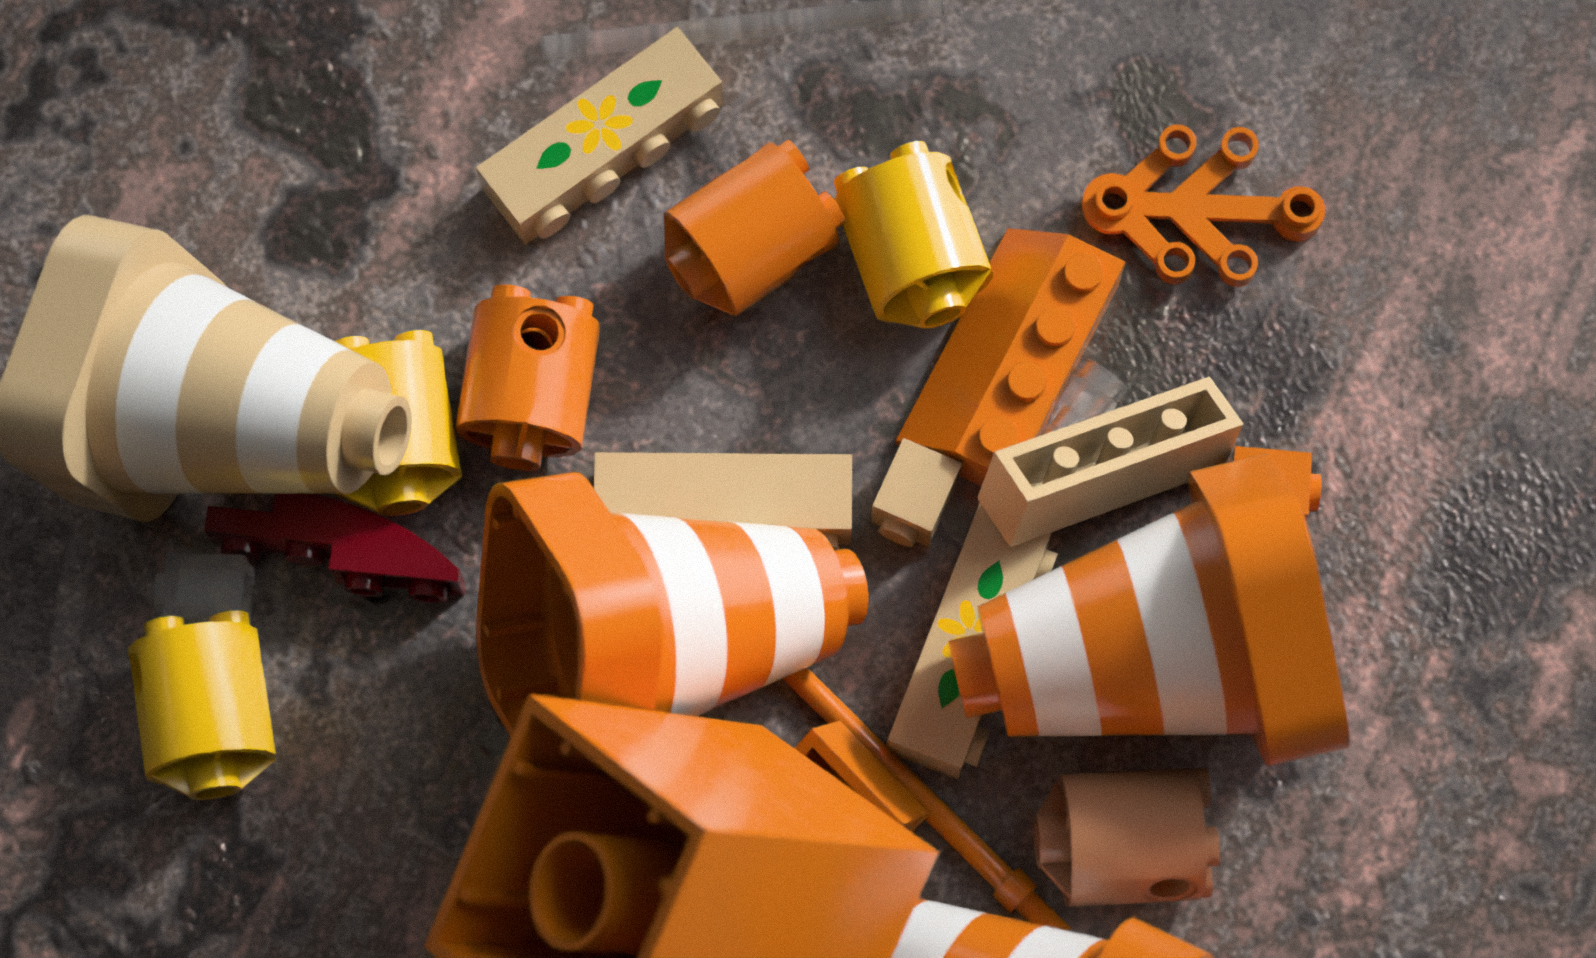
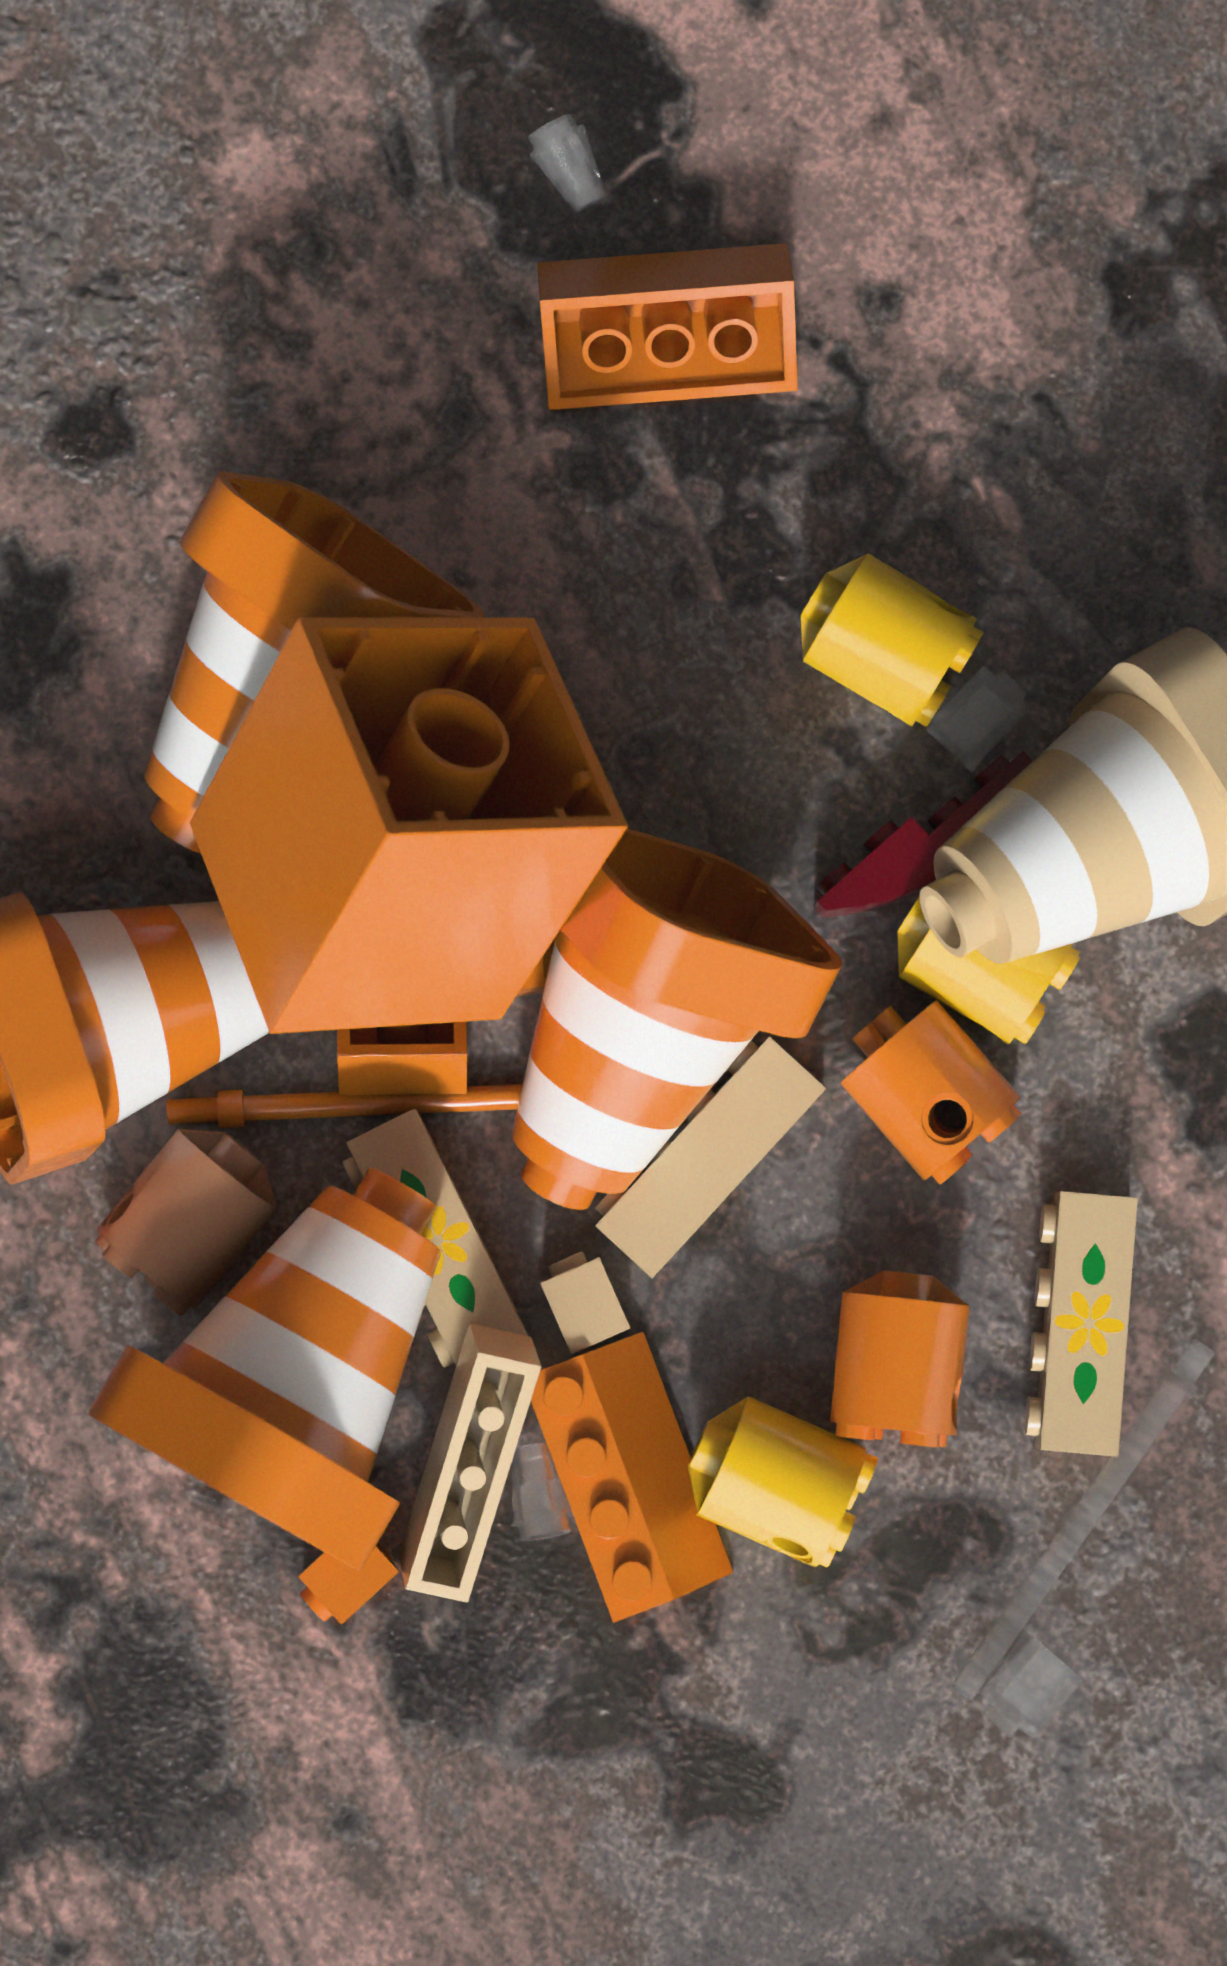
camera: 135 degrees right, 10 degrees up
(1193, 207) = (621, 1728): orange plant -> none

